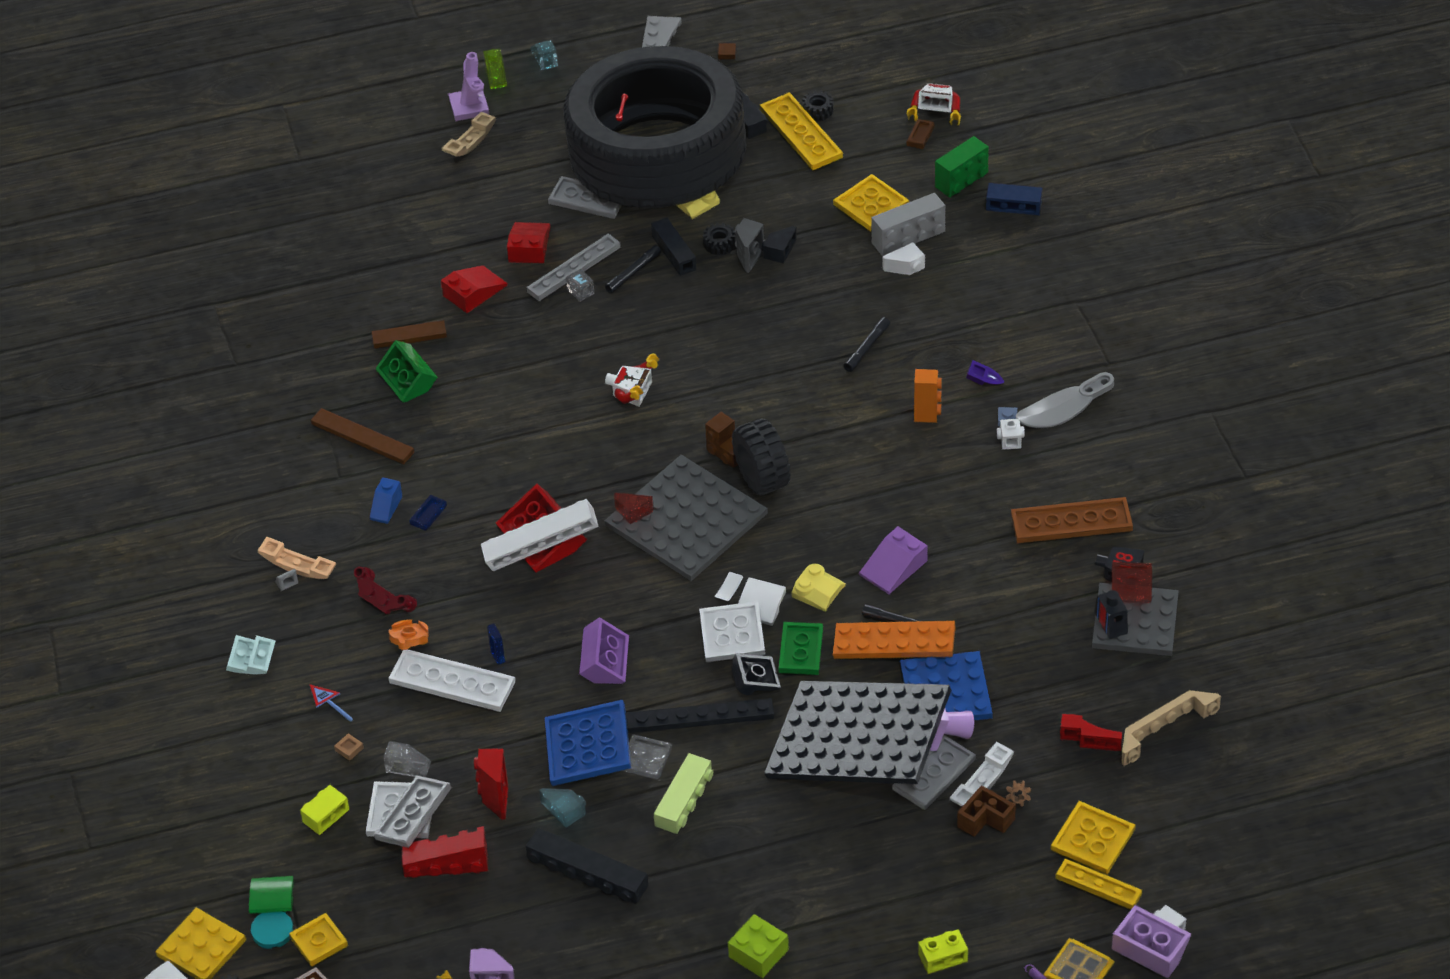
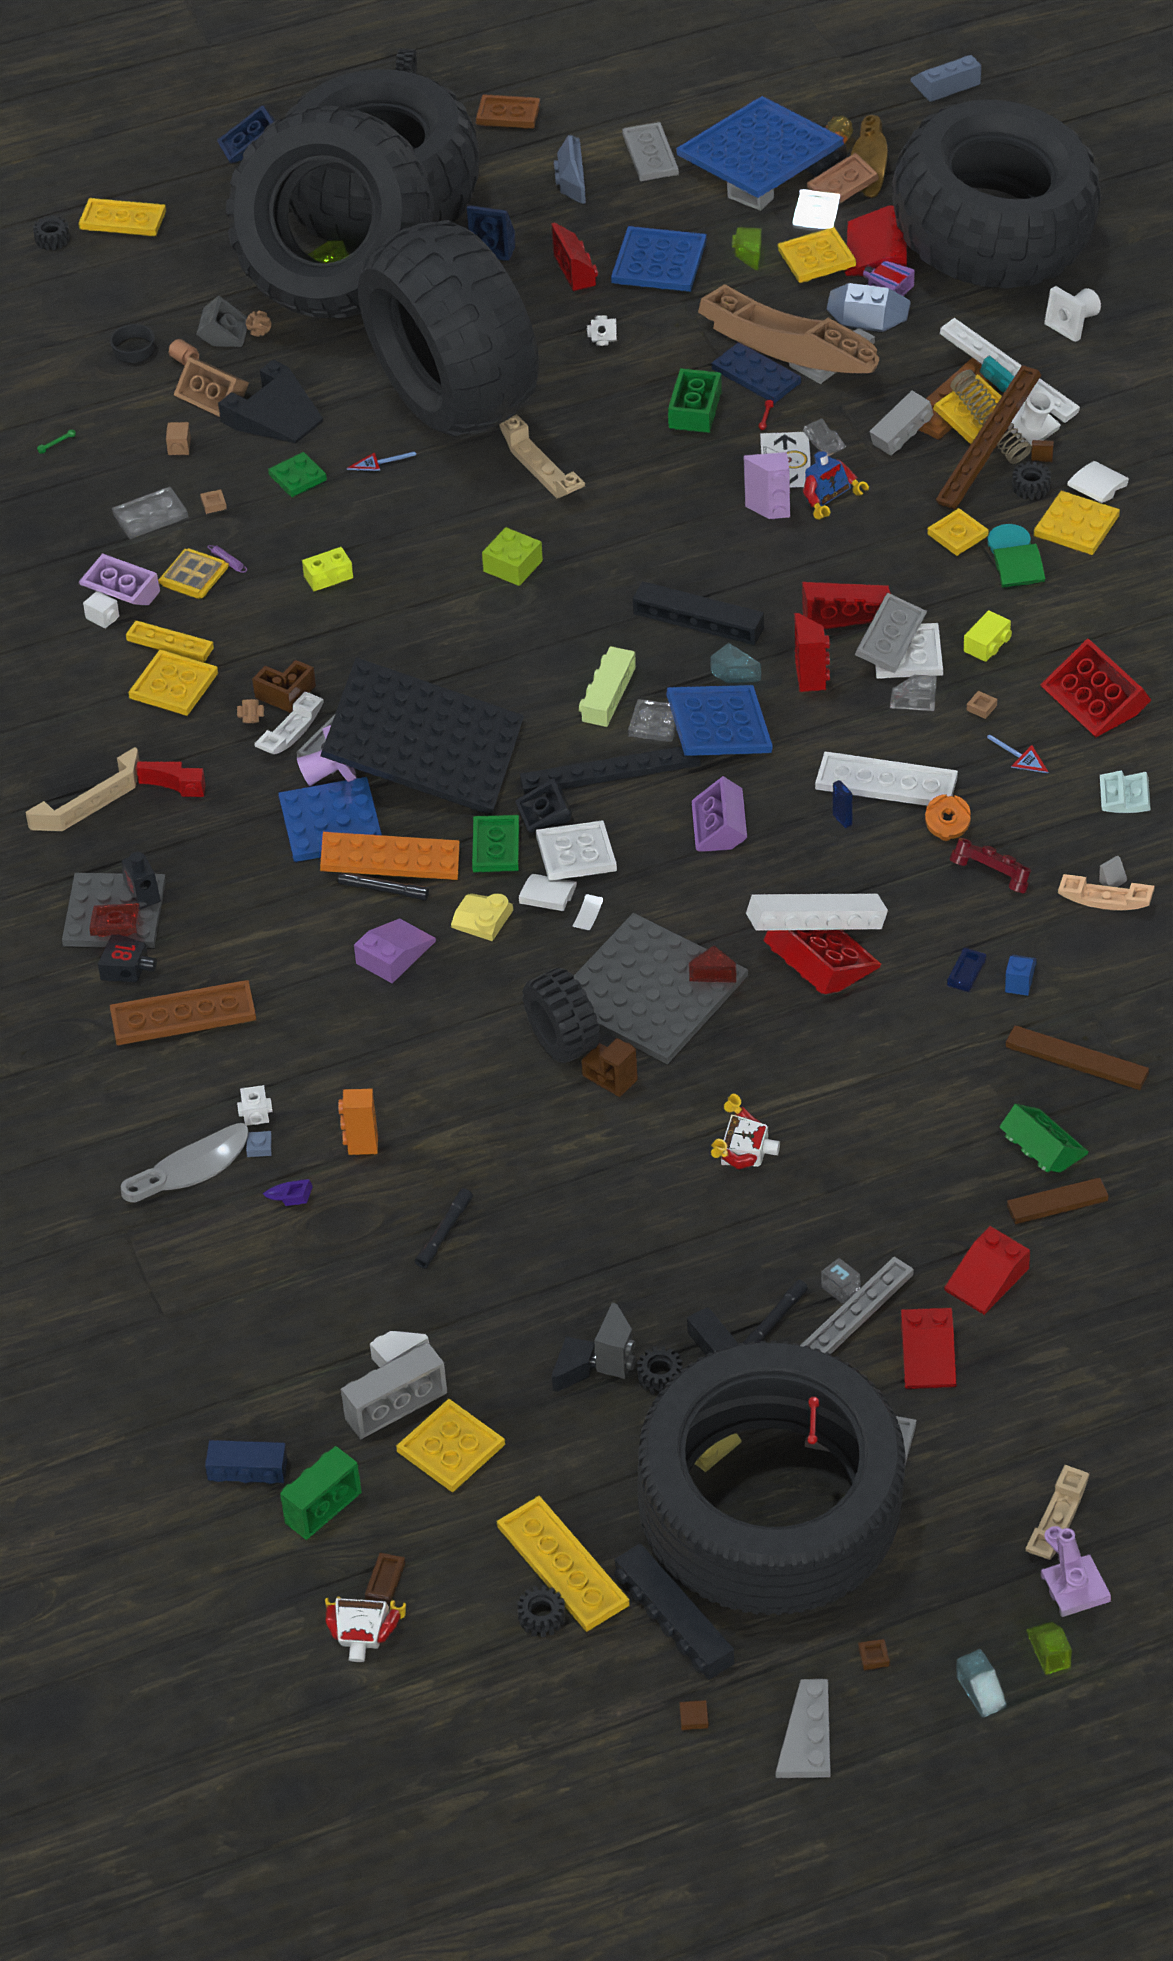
camera: 175 degrees right, 0 degrees up
(242, 750) = (1095, 690): none -> red slope

